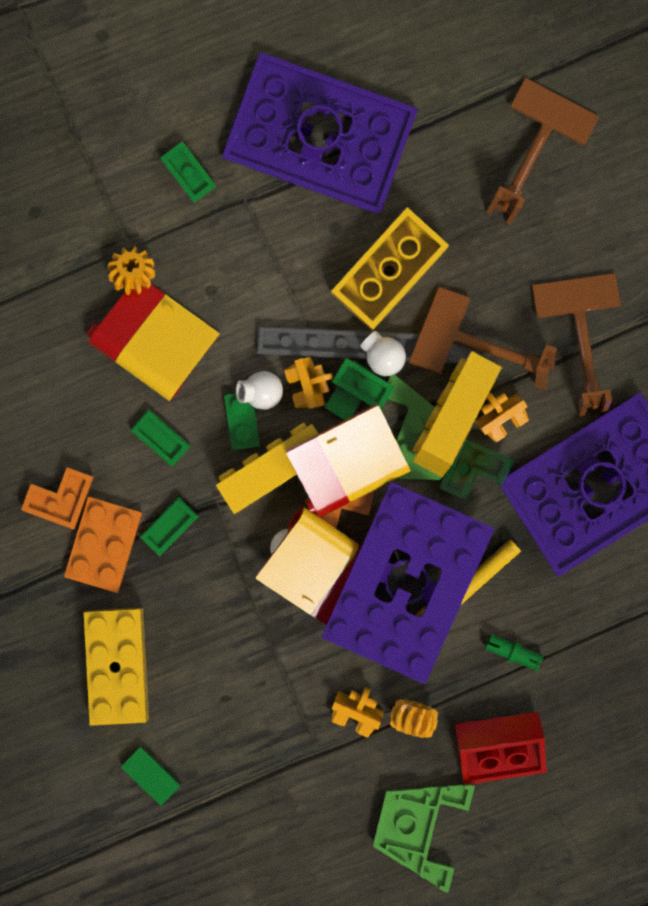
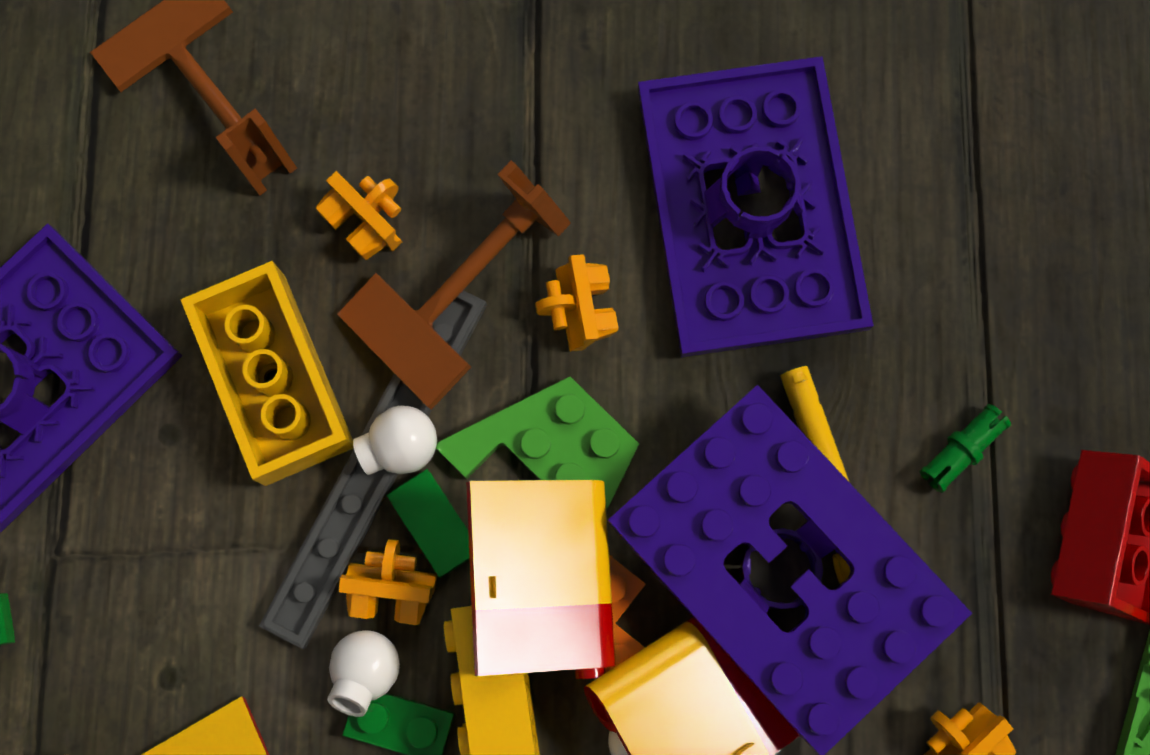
camera: 65 degrees left, 10 degrees down
(362, 384) = (427, 498): green plate -> none
(414, 718) = (1016, 658): light orange gear -> none
(458, 411) = (544, 367): yellow brick -> none
(471, 462) = (631, 378): dark green plate -> none
(501, 262) = (345, 200): none -> light orange hips
(576, 298) = (454, 115): dark orange piece -> none

